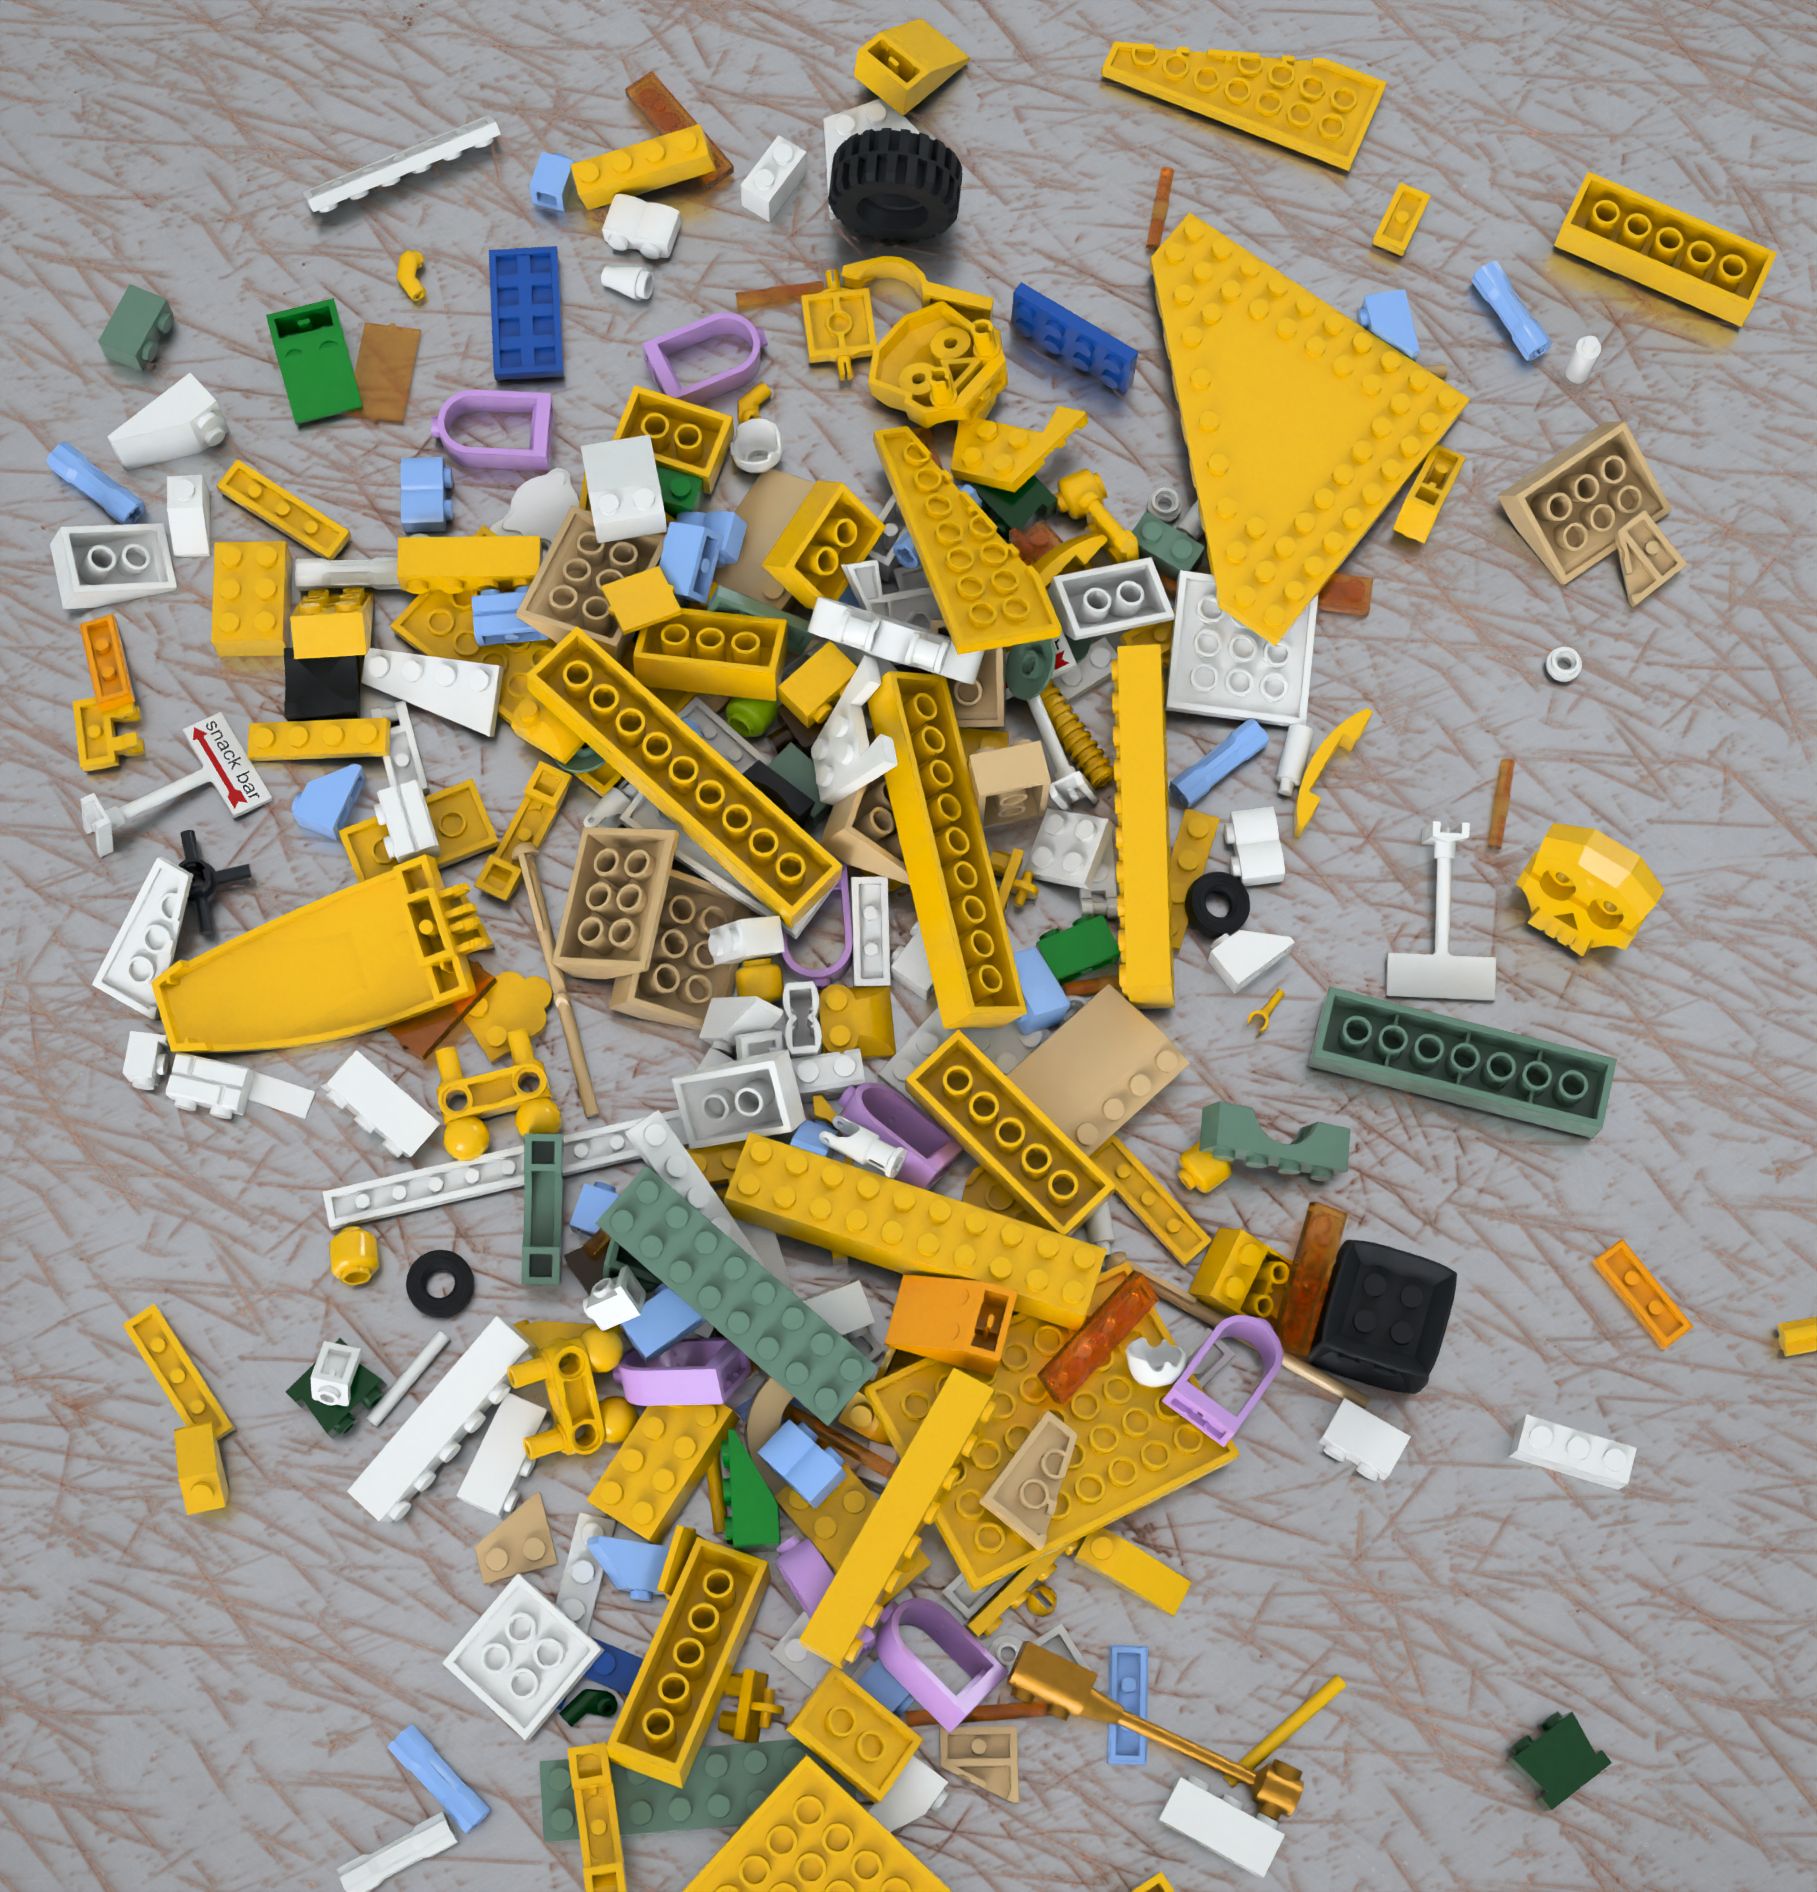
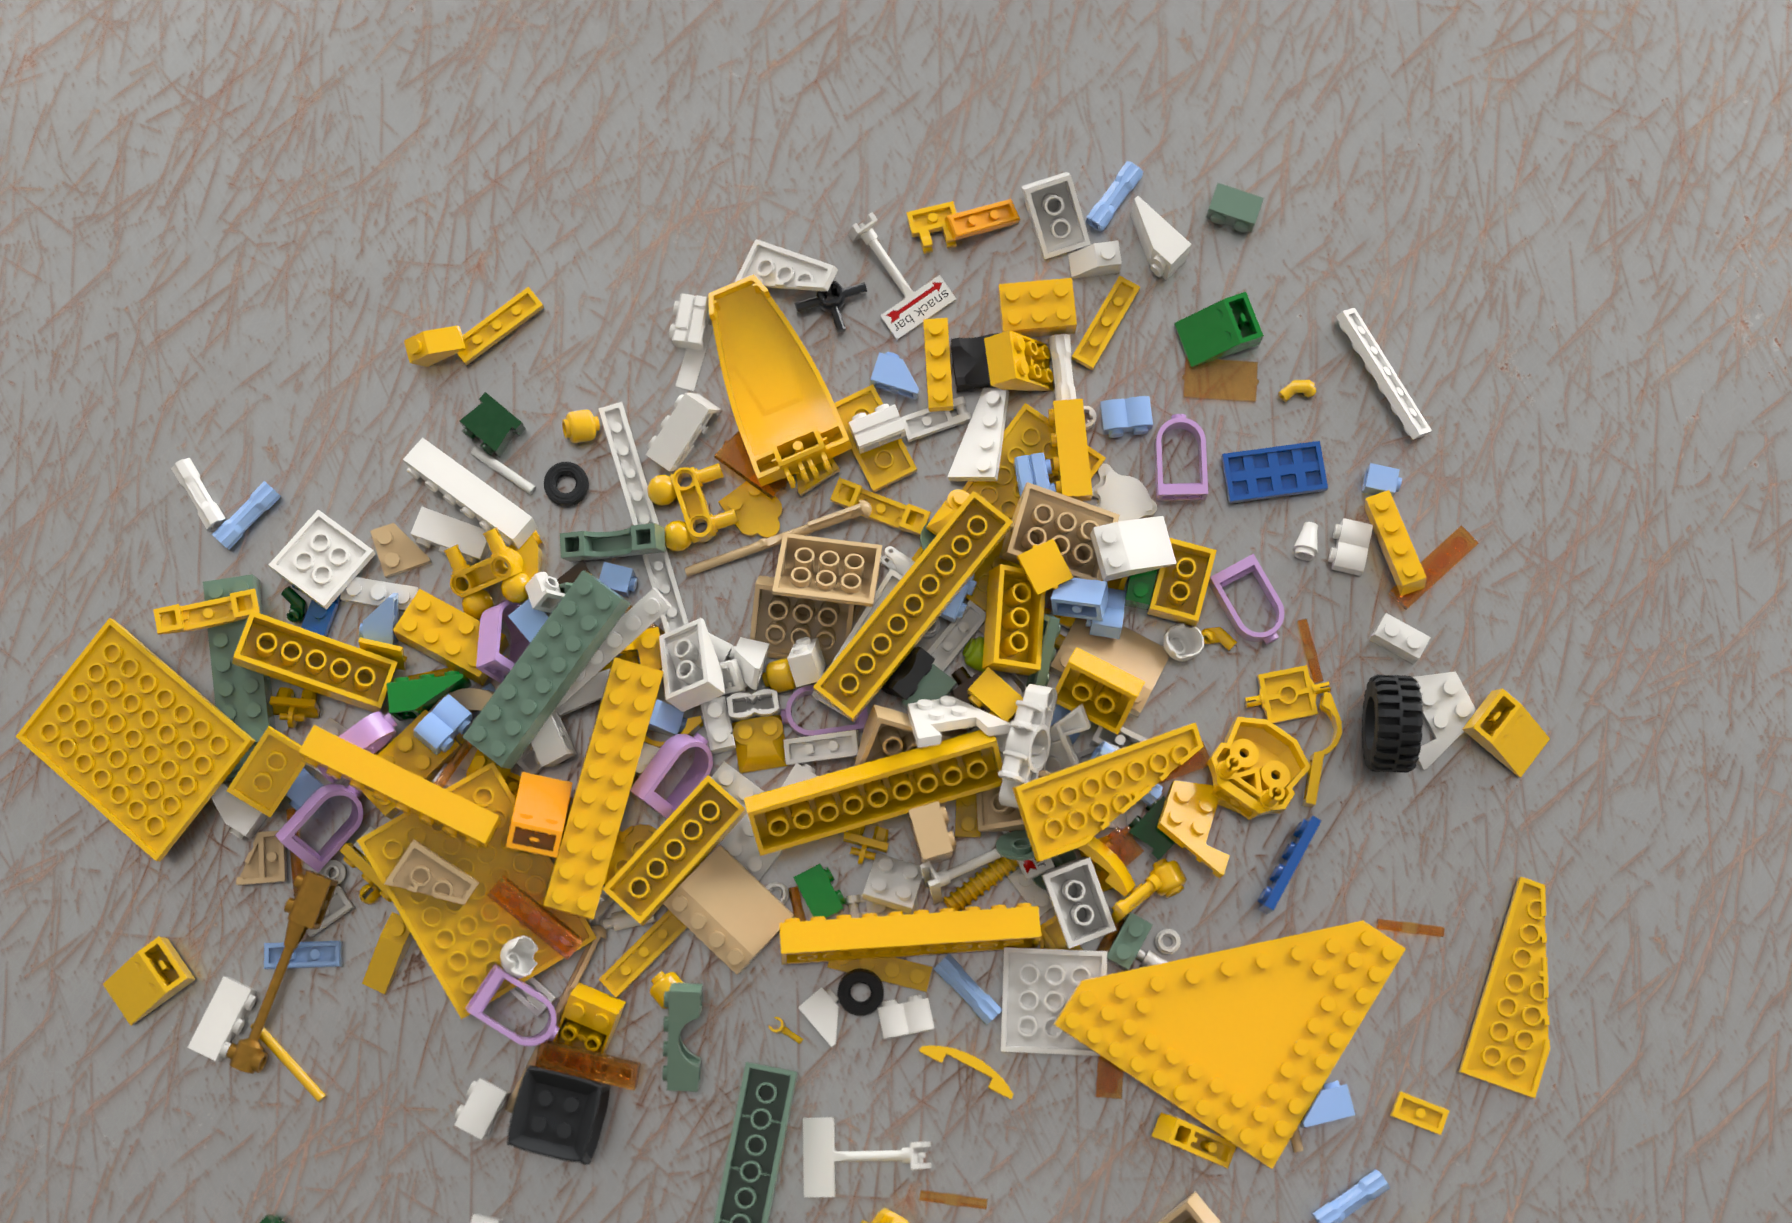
camera: 90 degrees right, 5 degrees up
(146, 1059) = (705, 278): white brick -> none
(334, 1373) = (495, 420): white bracket -> none
(864, 1147) = (656, 752): white piece -> none
(1041, 992) = (785, 864): light blue brick -> none
(1294, 757) = (976, 1044): white cylinder -> none

